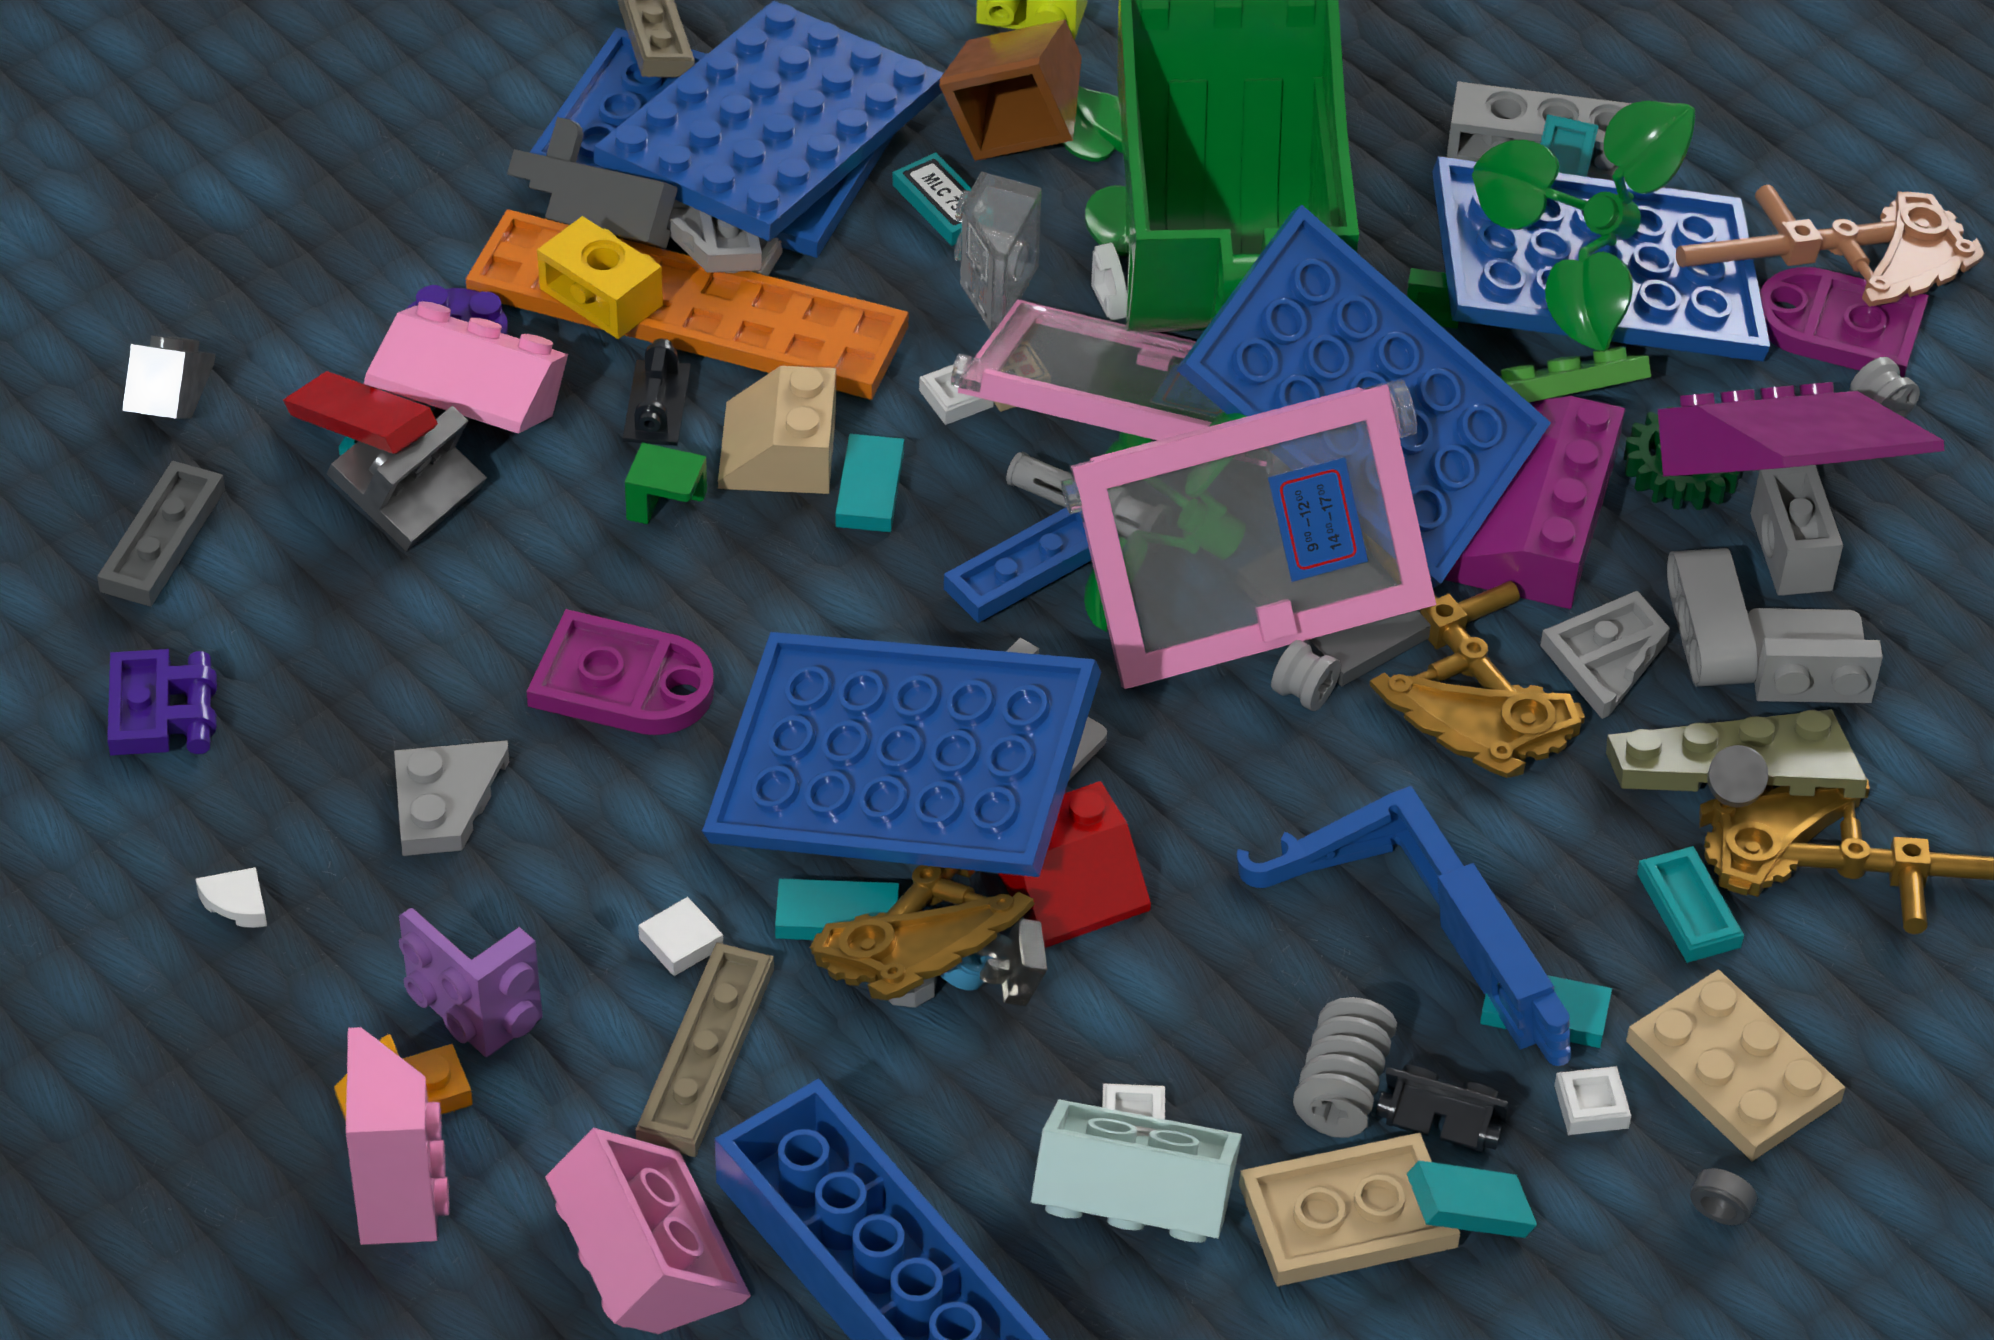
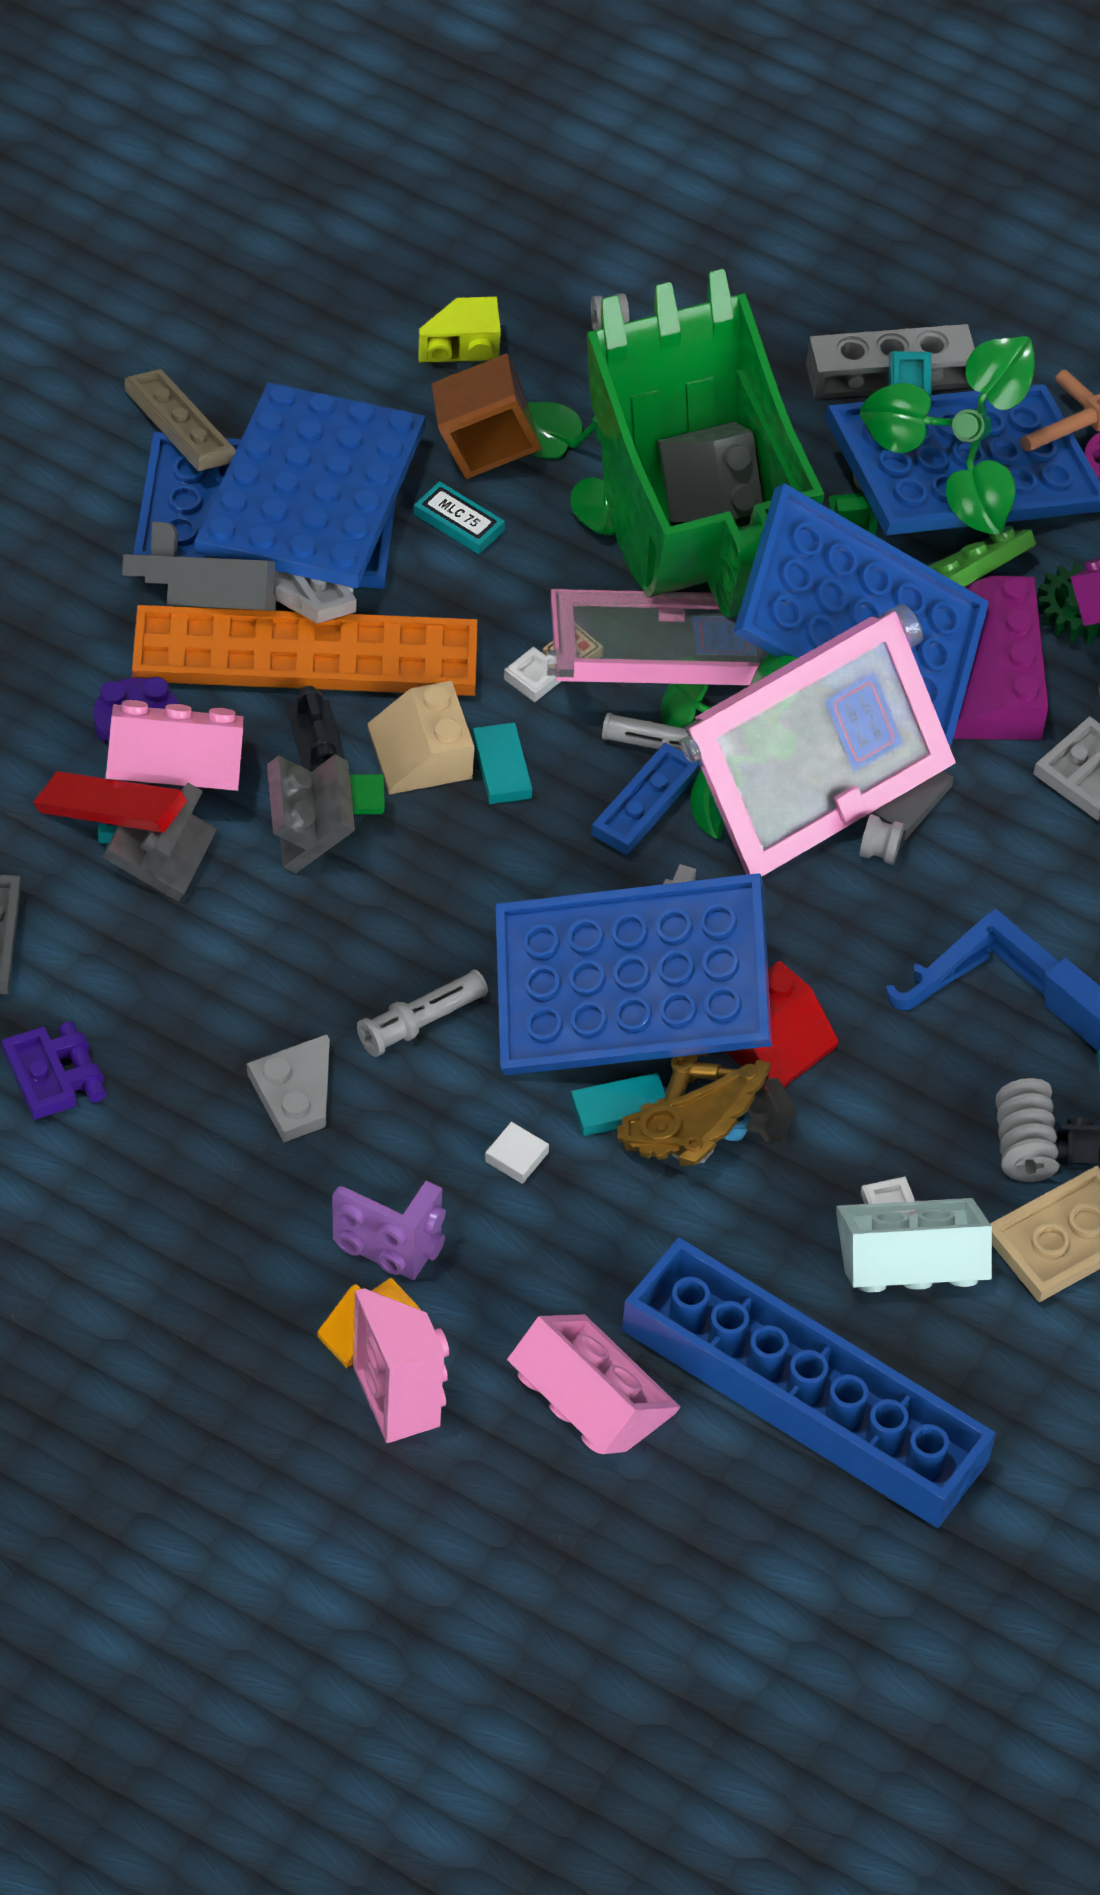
camera: 20 degrees left, 5 degrees up
(234, 896) = (178, 1206): white tile -> none
(592, 471) = (309, 808): none -> flat silver bracket
(600, 277) = (241, 647): yellow brick -> none
(612, 746) = (405, 1019): none -> light grey pin
(621, 676) = (384, 960): magenta tile -> none
(705, 1049) = (570, 1233): dark tan tile -> none
(997, 243) = (524, 551): clear slope -> none
(1109, 281) = (613, 559): white tile -> none
(1251, 190) = (710, 473): none -> dark grey slope
(1486, 724) = (1017, 845): pearl gold bar -> none

